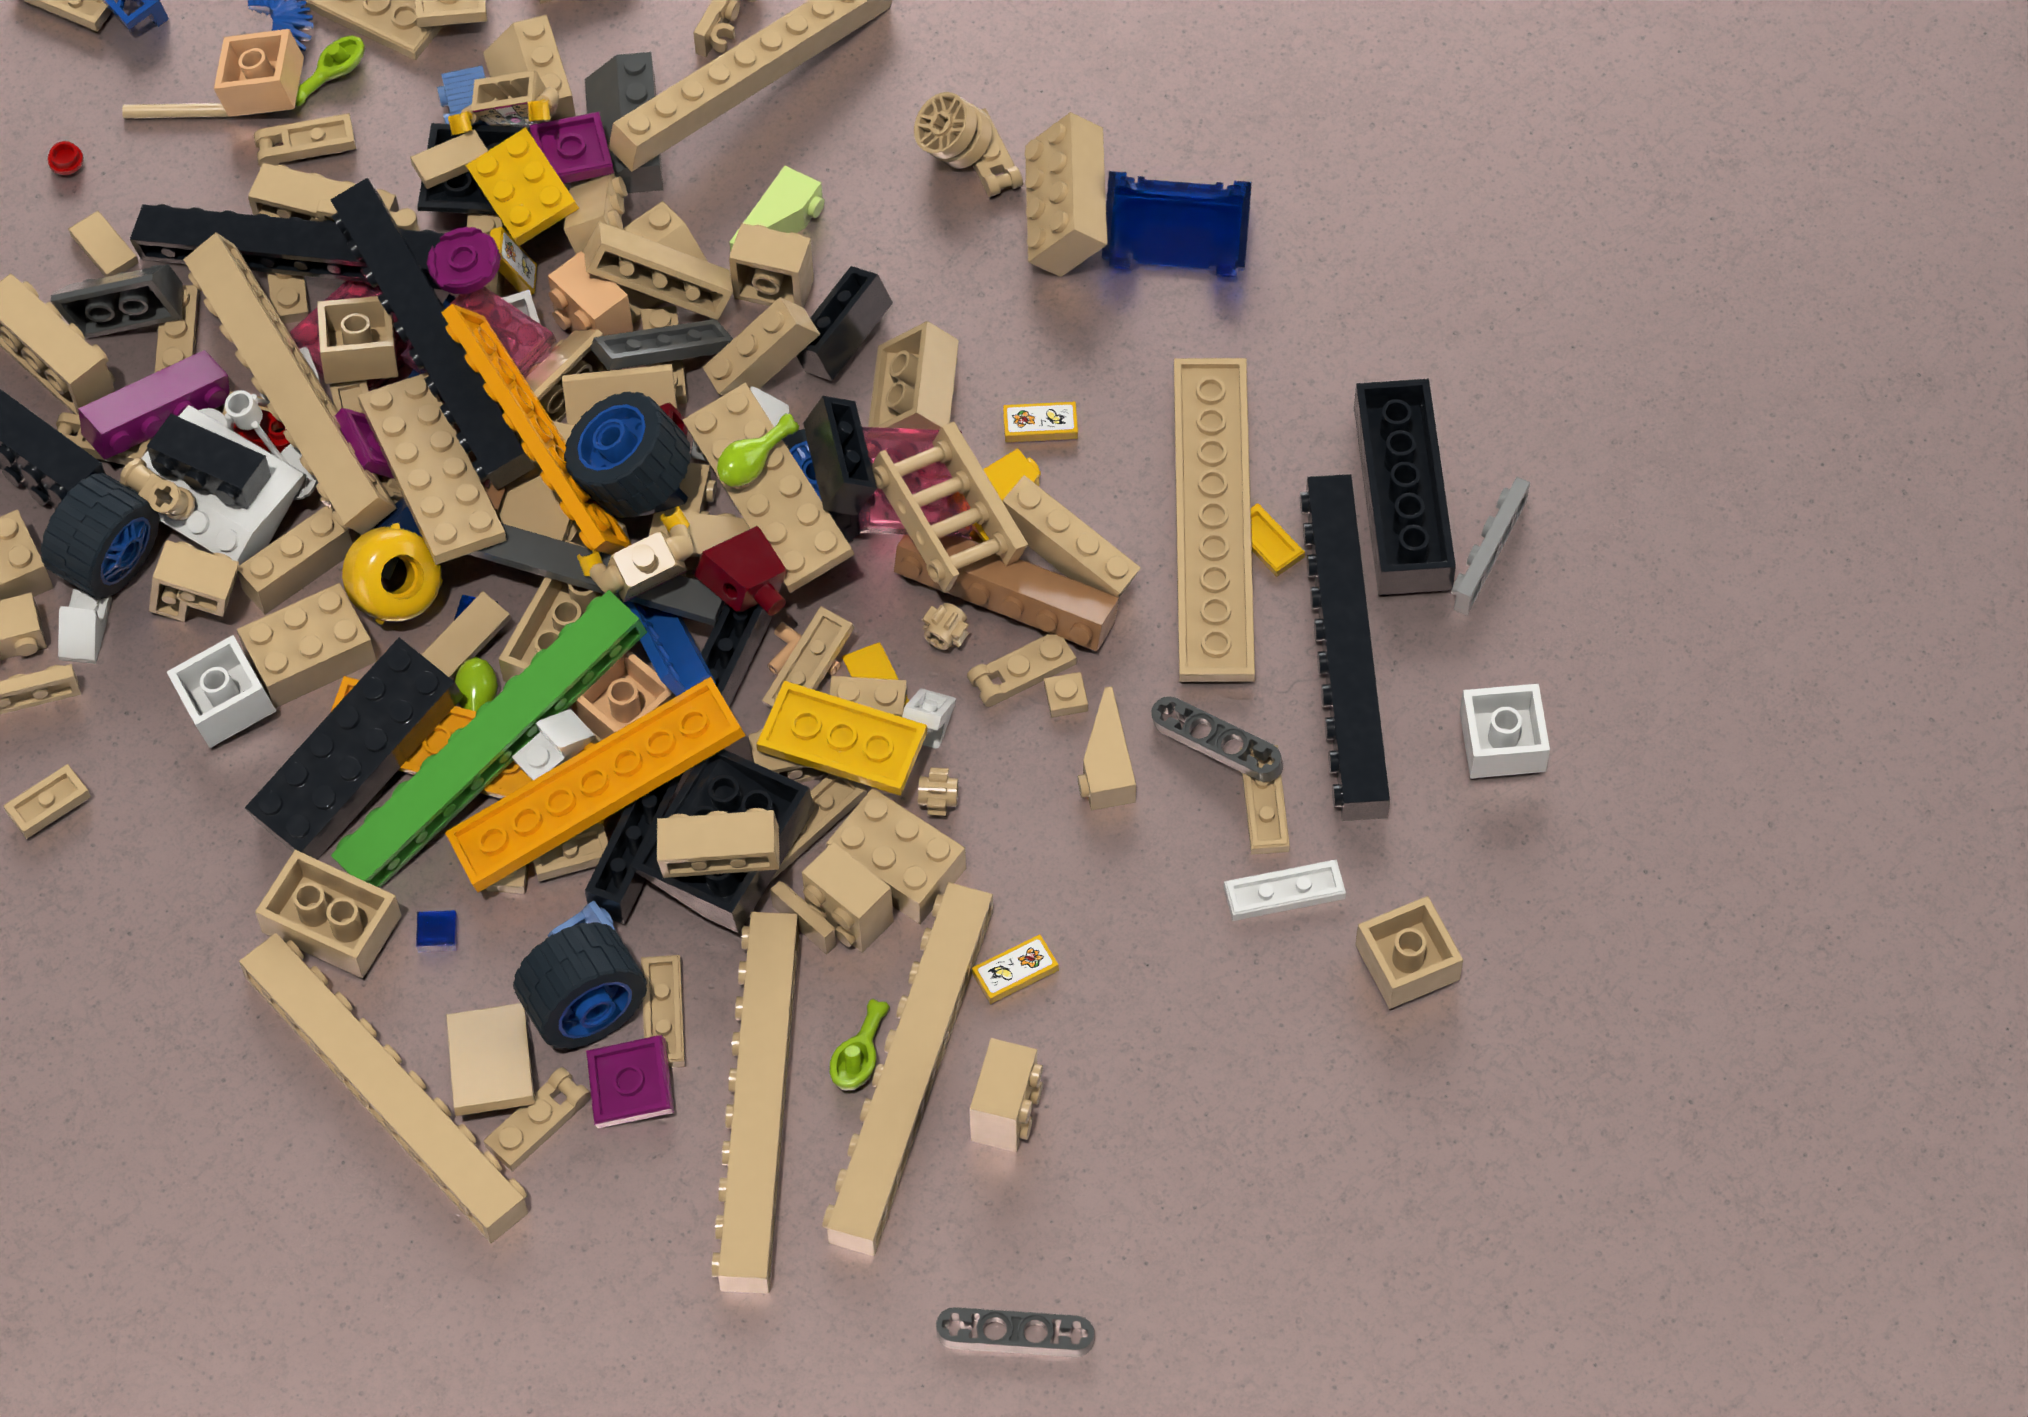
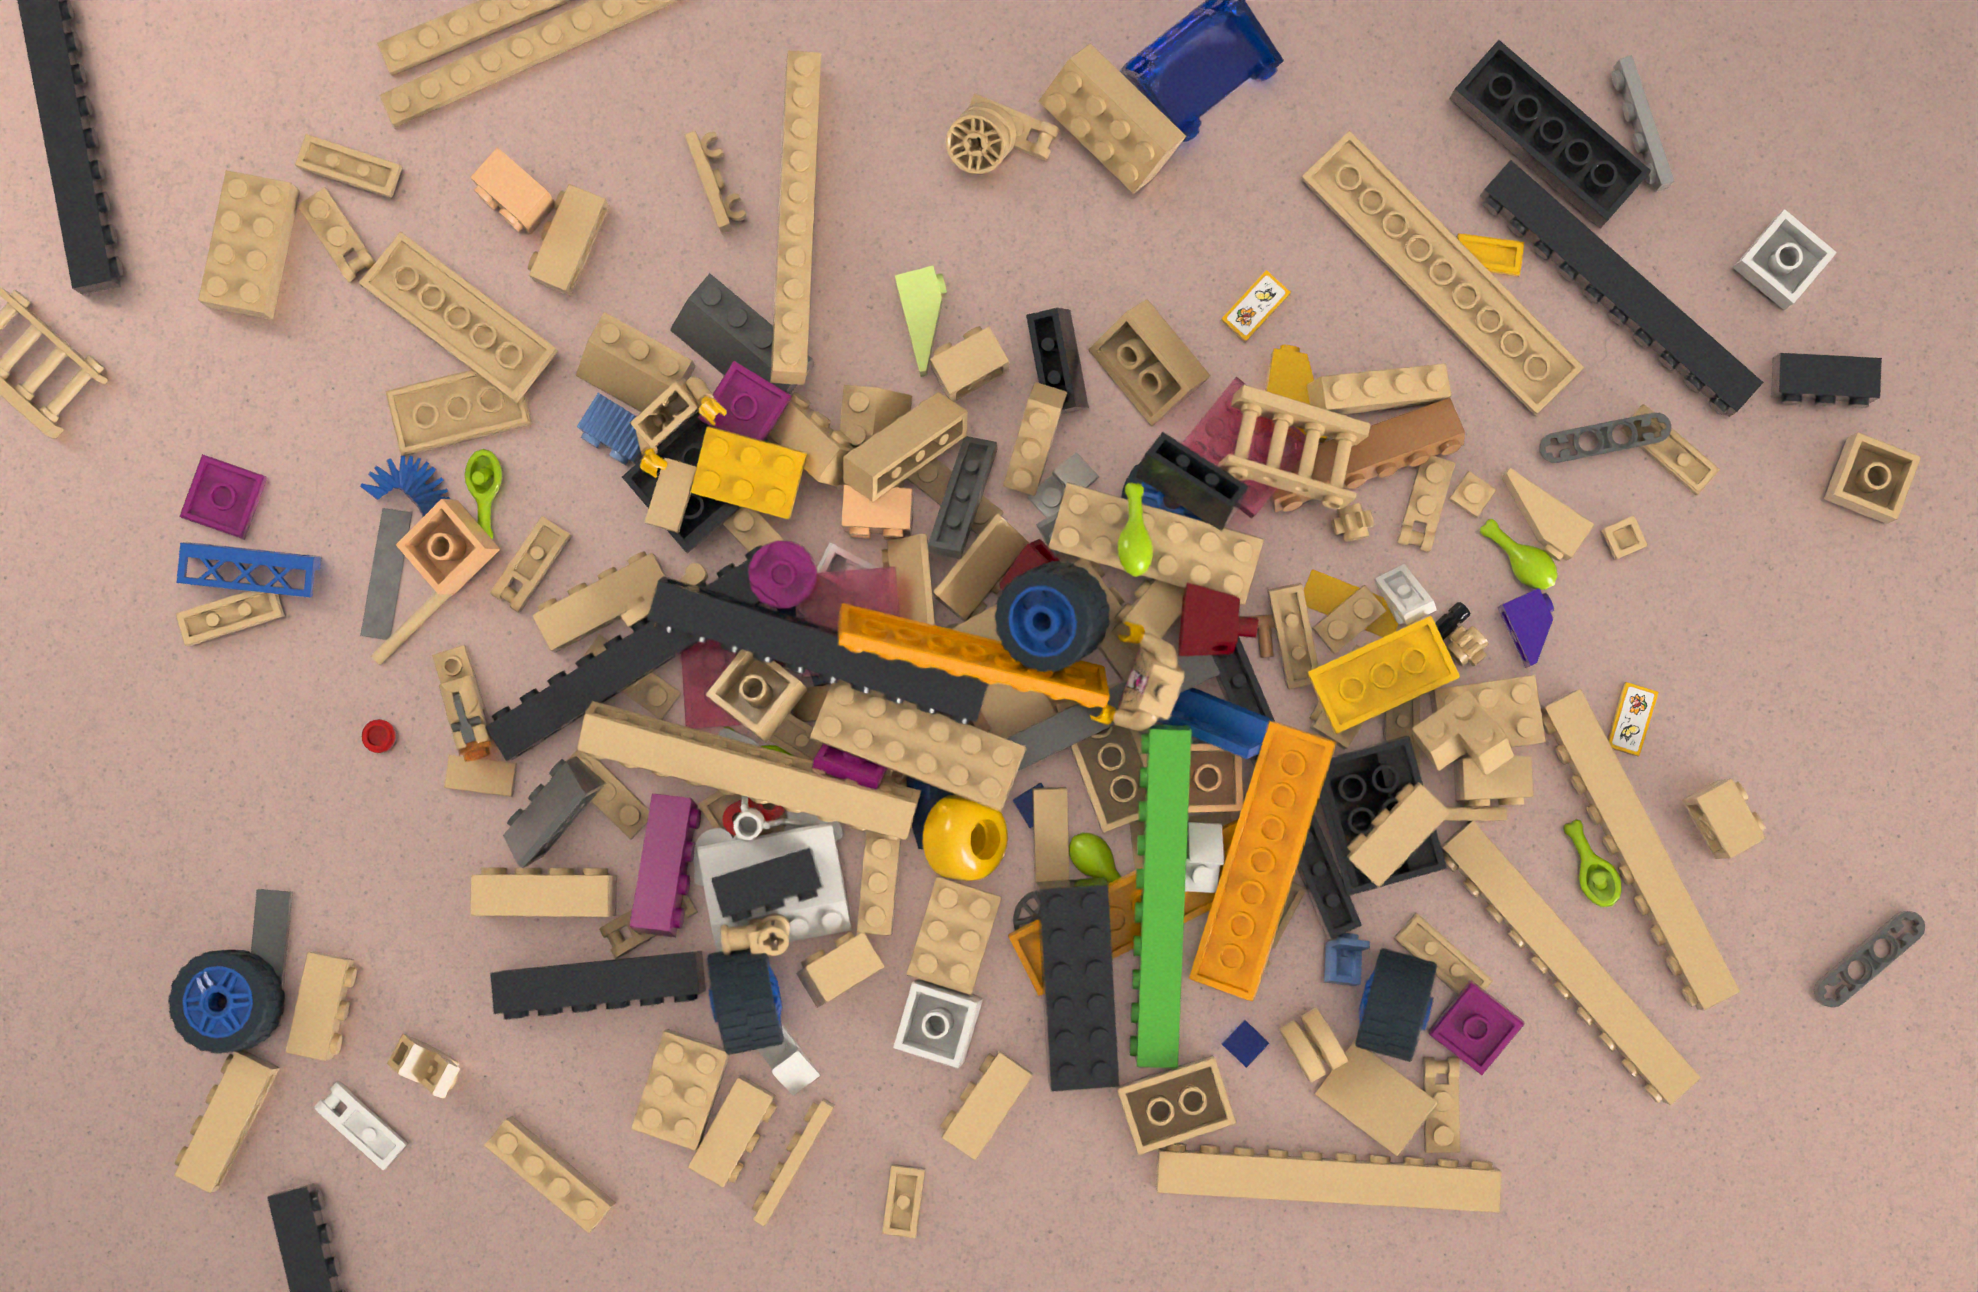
camera: 40 degrees left, 25 degrees up
(147, 182) = (463, 703): none -> tan plate
(185, 73) = (385, 575): none -> flat silver sticker
(188, 788) = (985, 1104): none -> tan brick
(484, 966) = (1313, 1045): none -> tan wheel
(514, 262) = (792, 529): tile -> none
(851, 814) = (1460, 729): none -> tan brick
(958, 768) = (1449, 622): none -> black axle
(1006, 819) = (1528, 623): none -> dark purple slope
(1055, 779) = (1529, 563): none -> lime piece
(1154, 827) = (1624, 537): none -> tan plate
(1284, 890) = (1743, 502): white tile -> none
(1450, 851) = (1826, 379): none -> black brick

